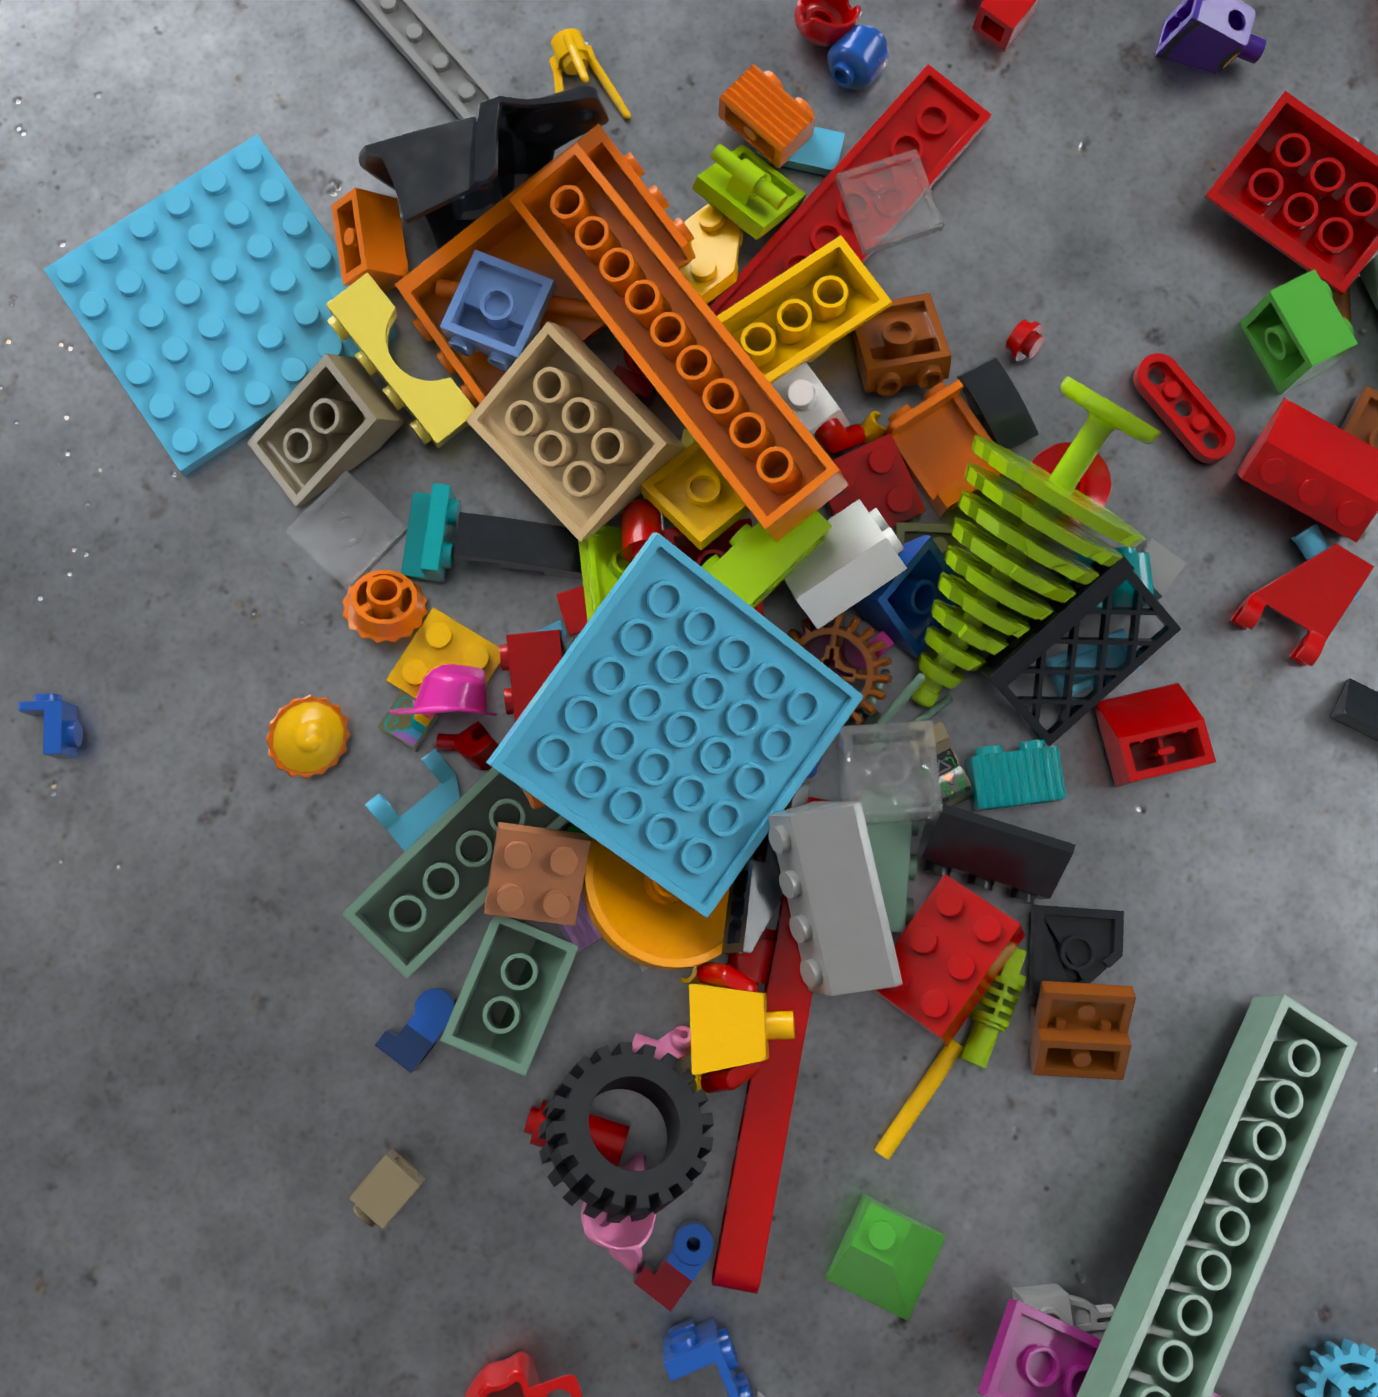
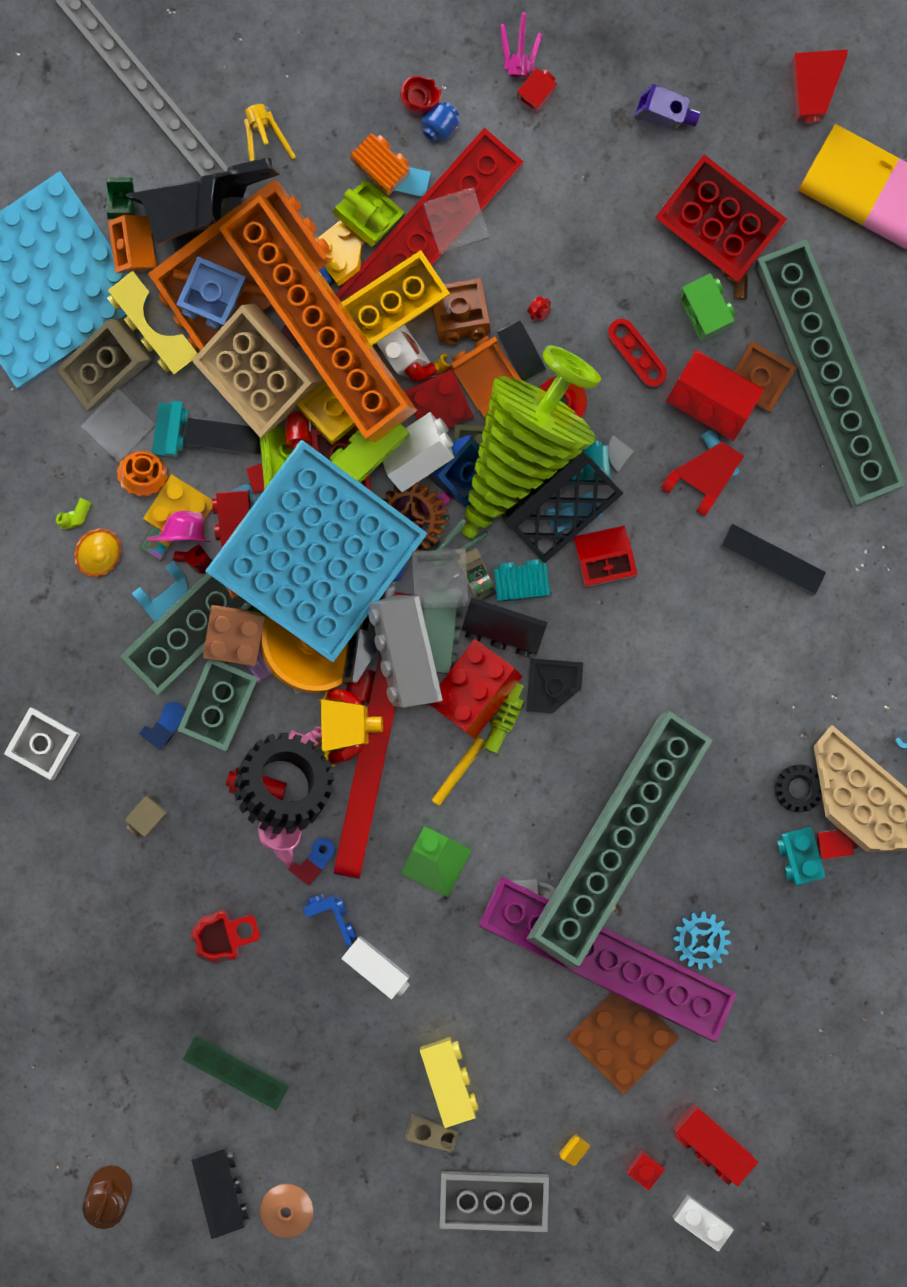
camera: 10 degrees right, 5 degrees up
(207, 1065) = (42, 744): none -> white brick
(273, 681) = (74, 518): none -> lime arm
(346, 167) = (117, 201): none -> dark green bracket
(1081, 1030) = (553, 731): dark orange brick -> none

